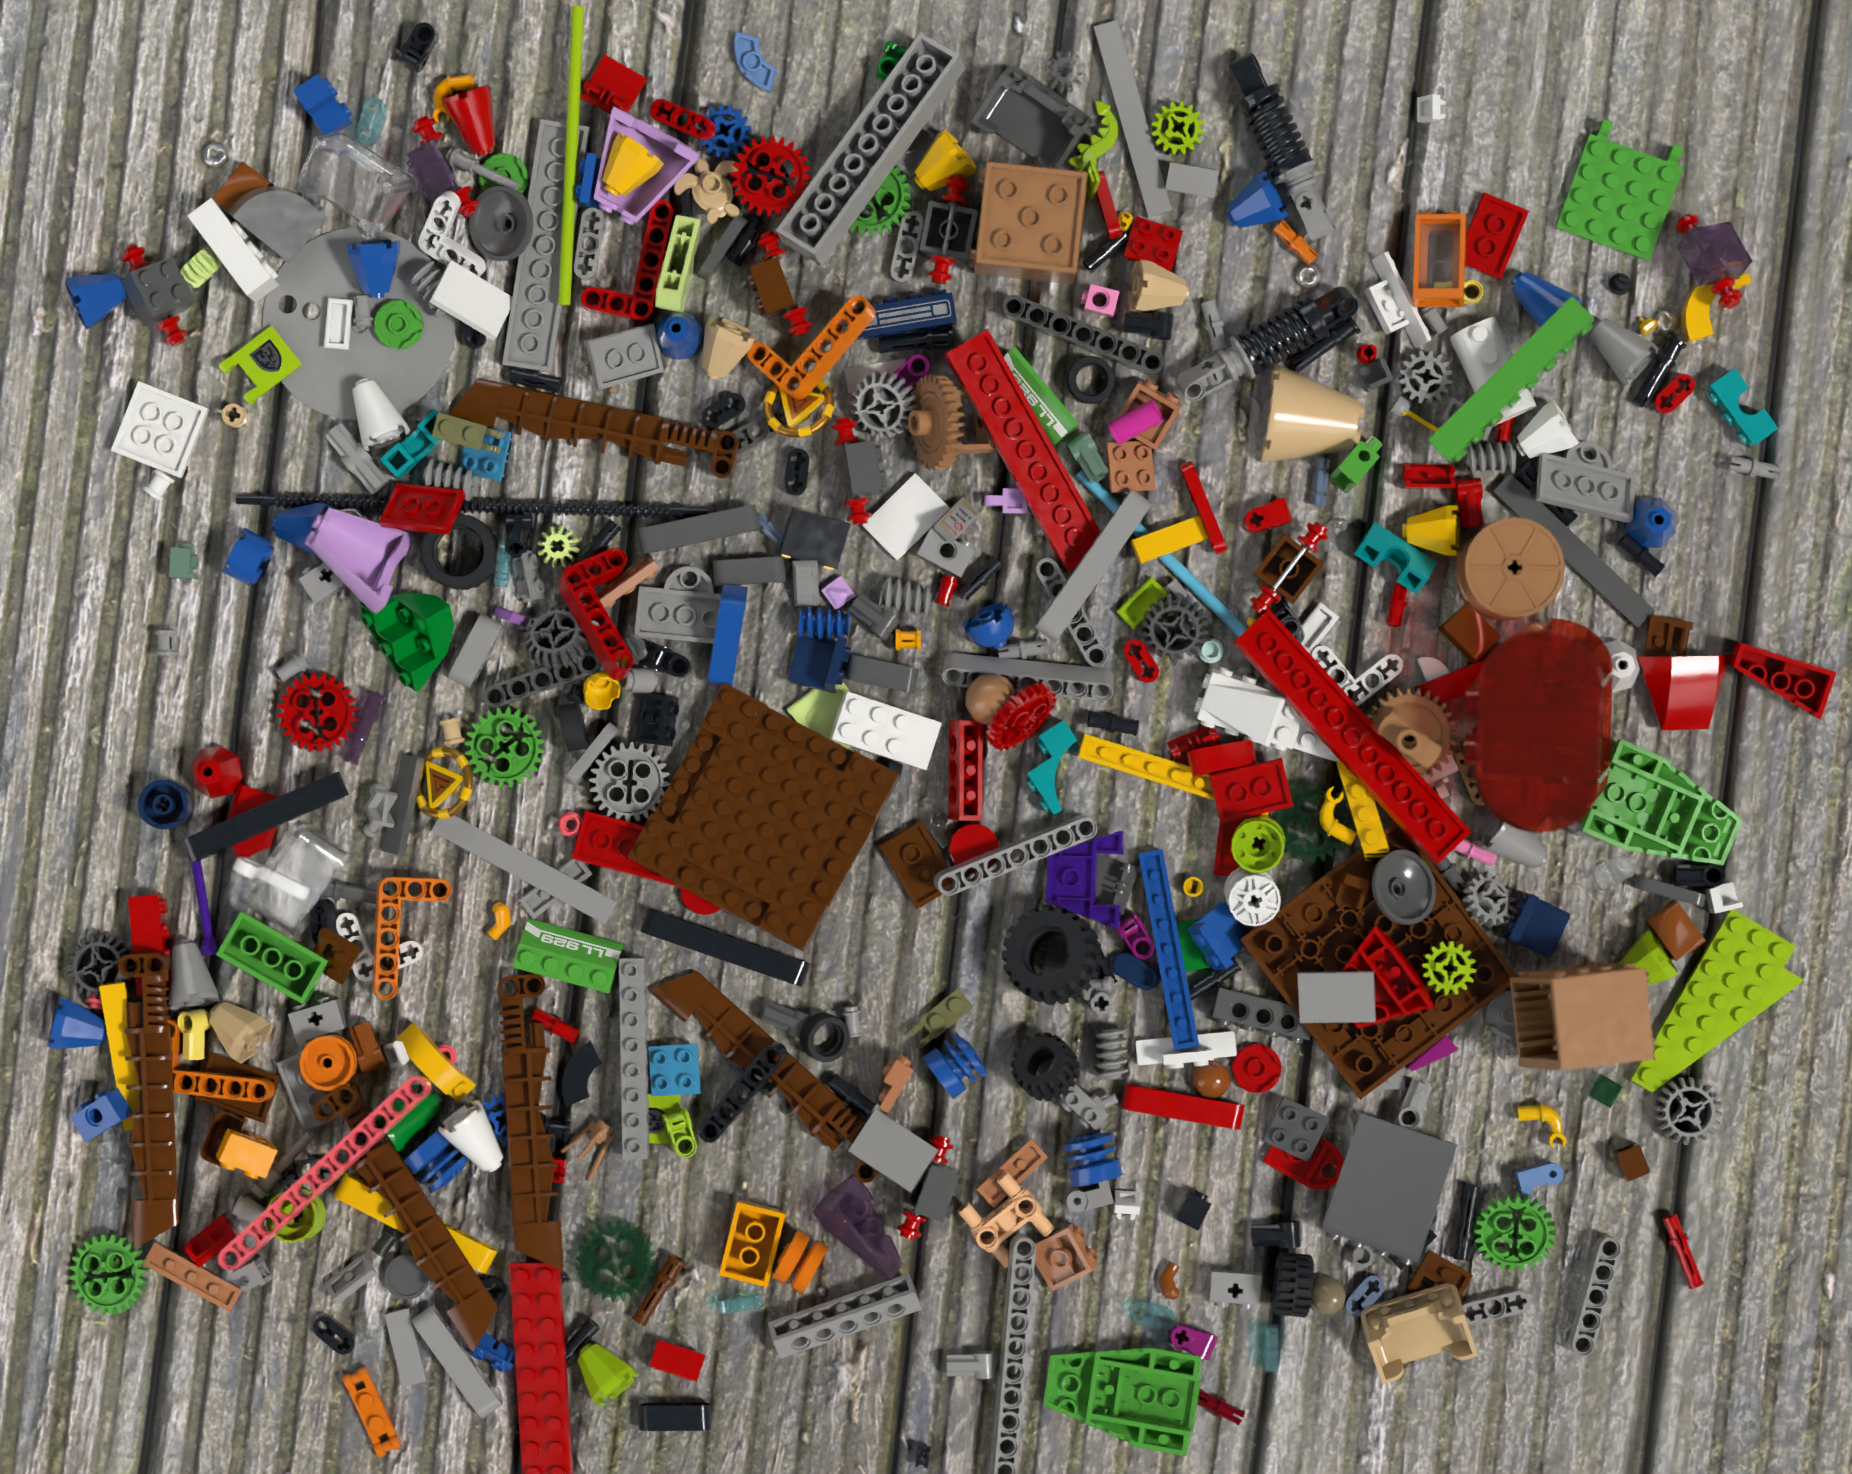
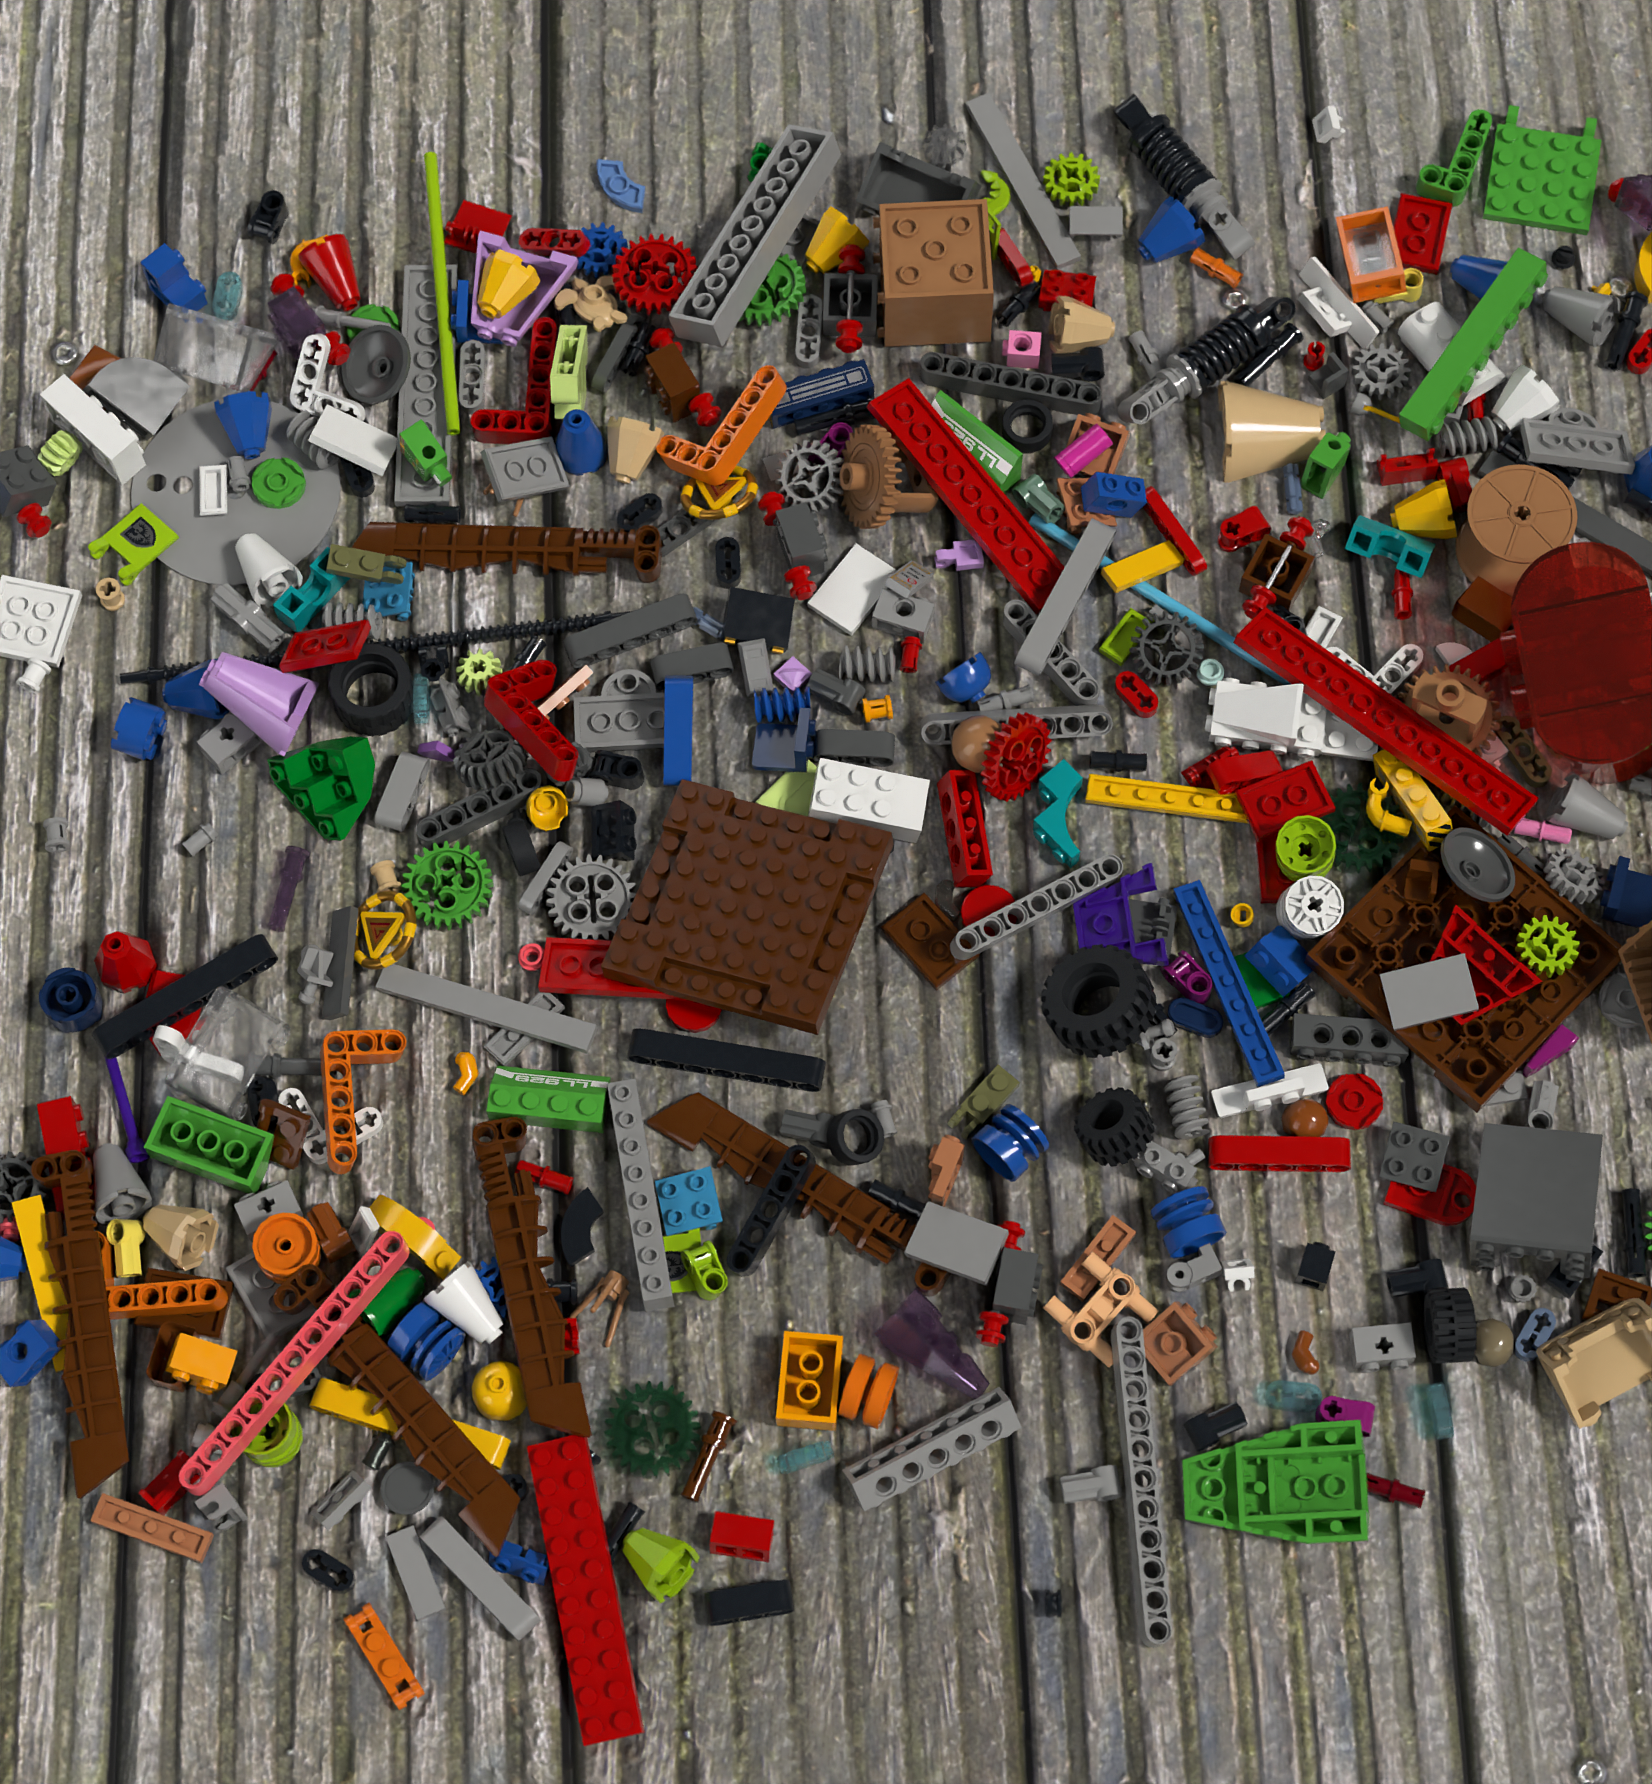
camera: 10 degrees left, 20 degrees down
(106, 1251) = (47, 1513): bright green gear -> none
(183, 562) = (68, 749): sand green brick -> none
(340, 710) = (258, 874): red gear -> none
(492, 1206) = (499, 1391): none -> yellow cylinder
(530, 320) = (424, 453): none -> bright green torso
(980, 577) = (944, 636): black pin -> none
(1076, 1333) = (1207, 1429): none -> black piece
(1155, 468) = (1113, 494): none -> blue brick
(1548, 164) = (1464, 157): none -> bright green beam

